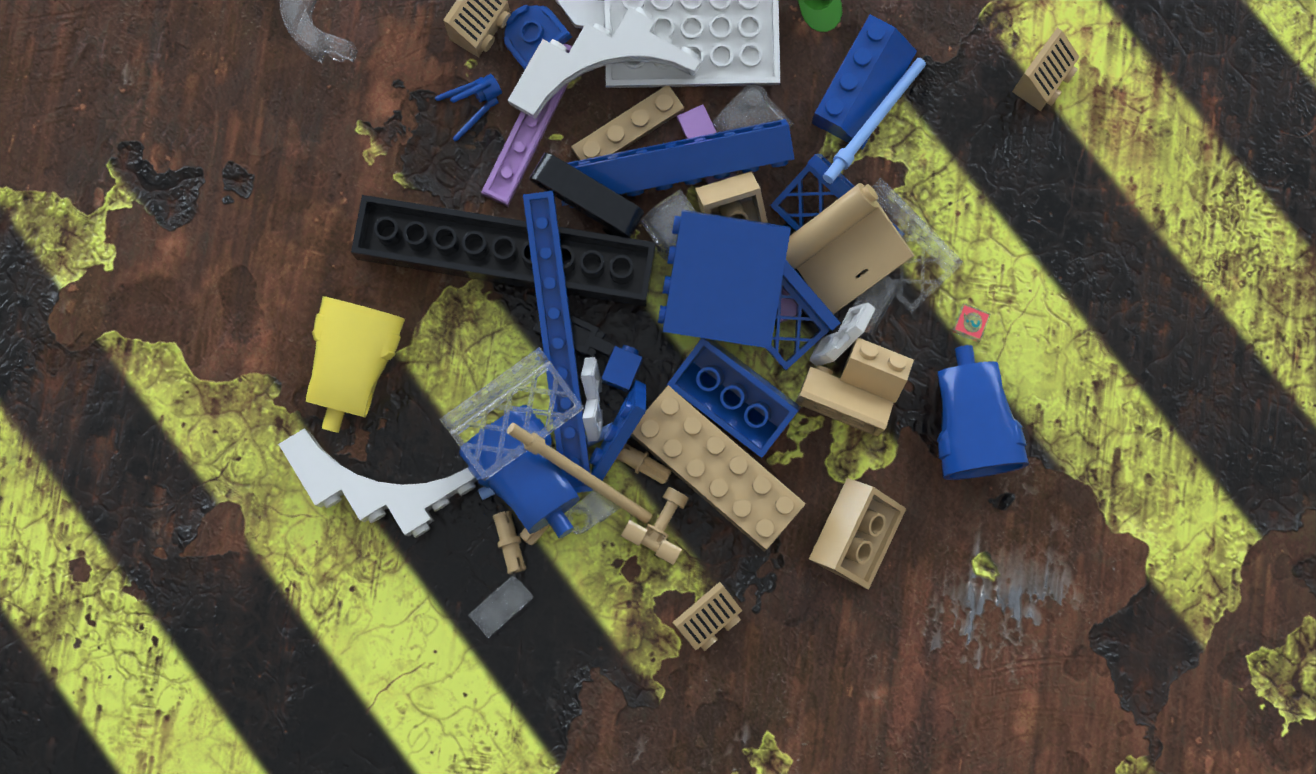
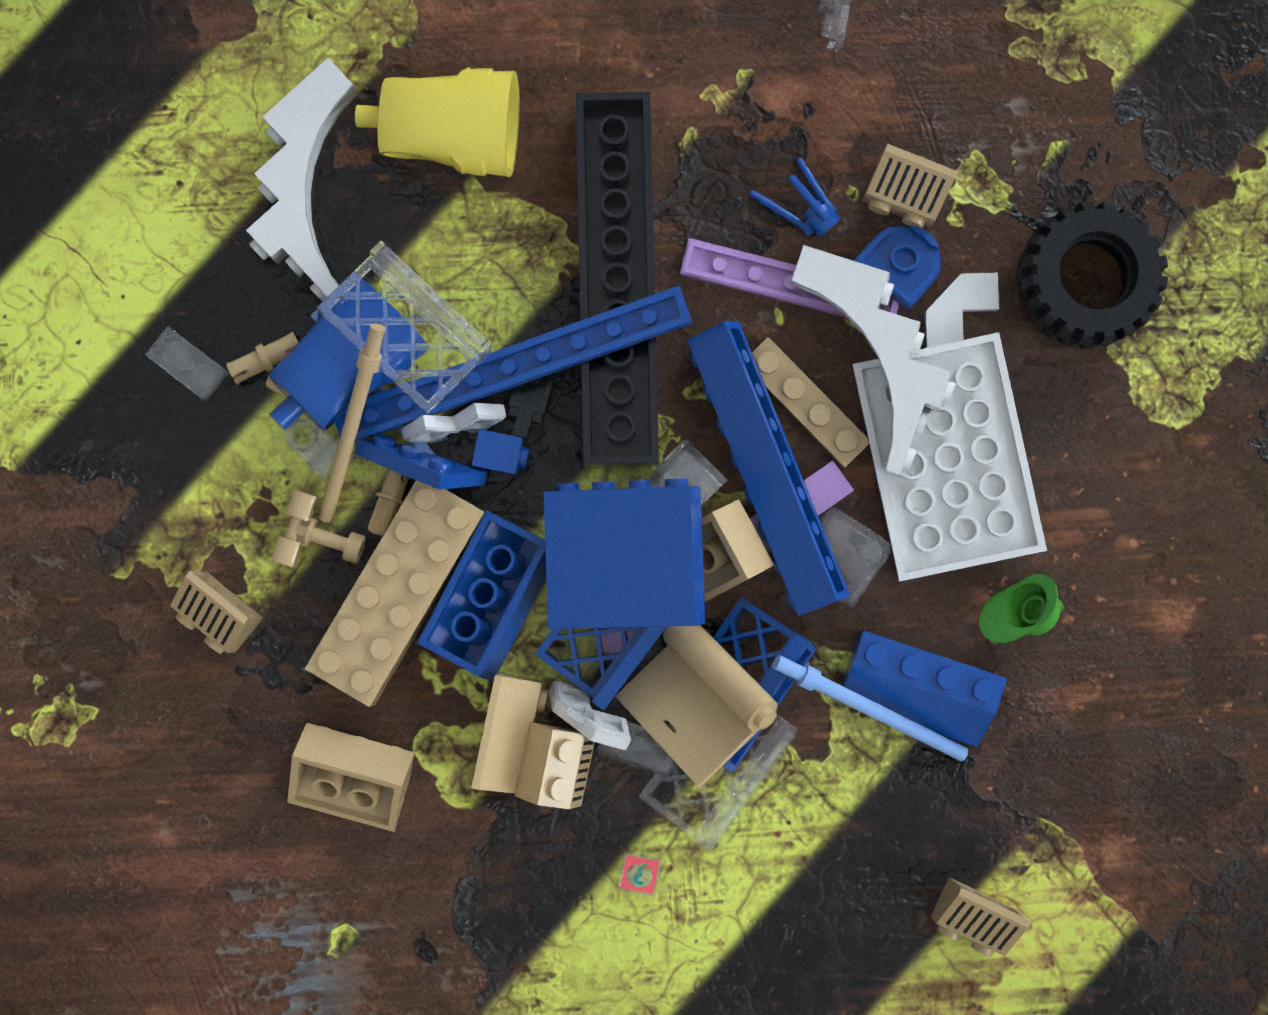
camera: 80 degrees right, 5 degrees up
(587, 196) = (699, 365): black beam -> none
(977, 423) = (511, 901): blue torso -> none

